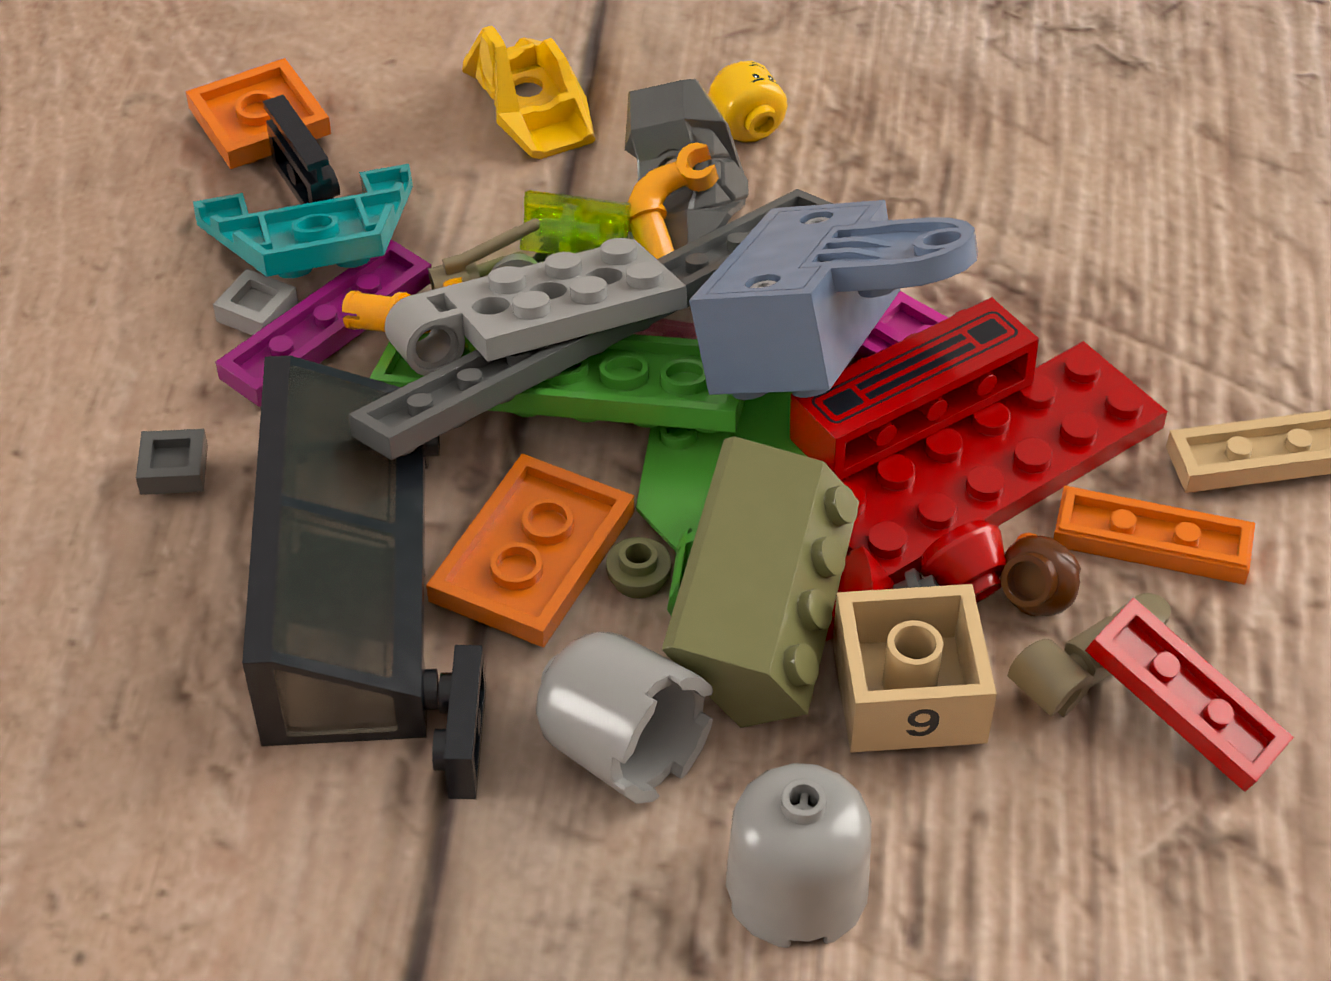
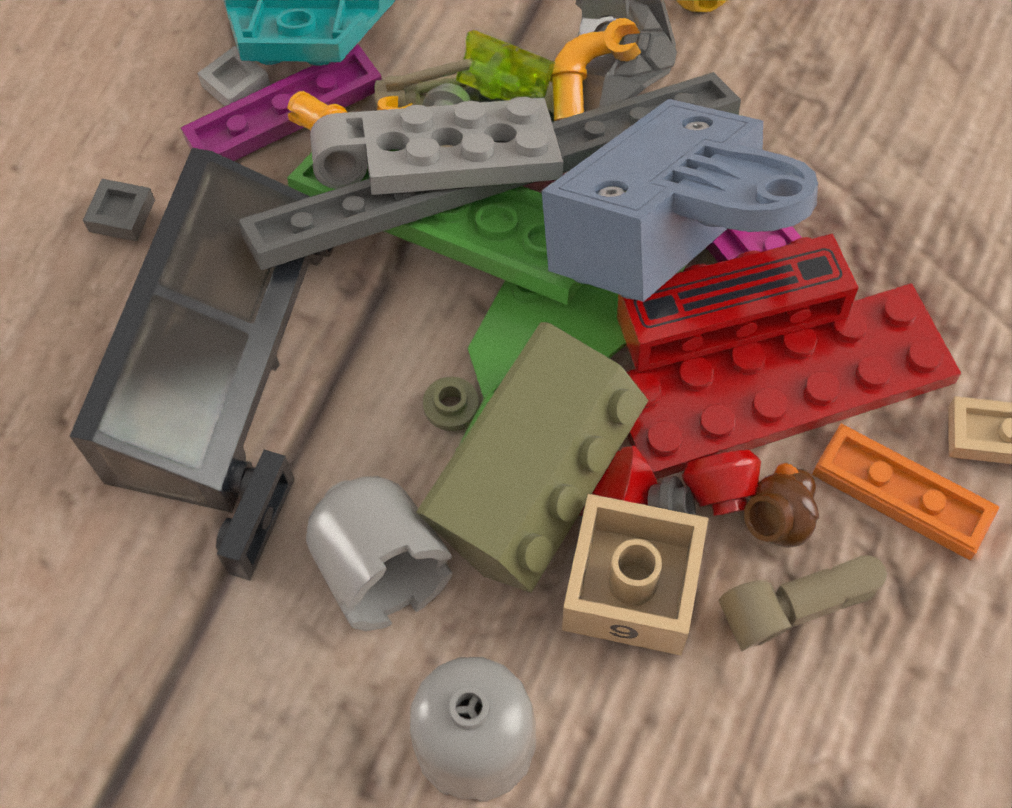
camera: 20 degrees right, 15 degrees up
(531, 550) = (369, 366): orange plate -> none
(1189, 694) = (870, 671): plate -> none

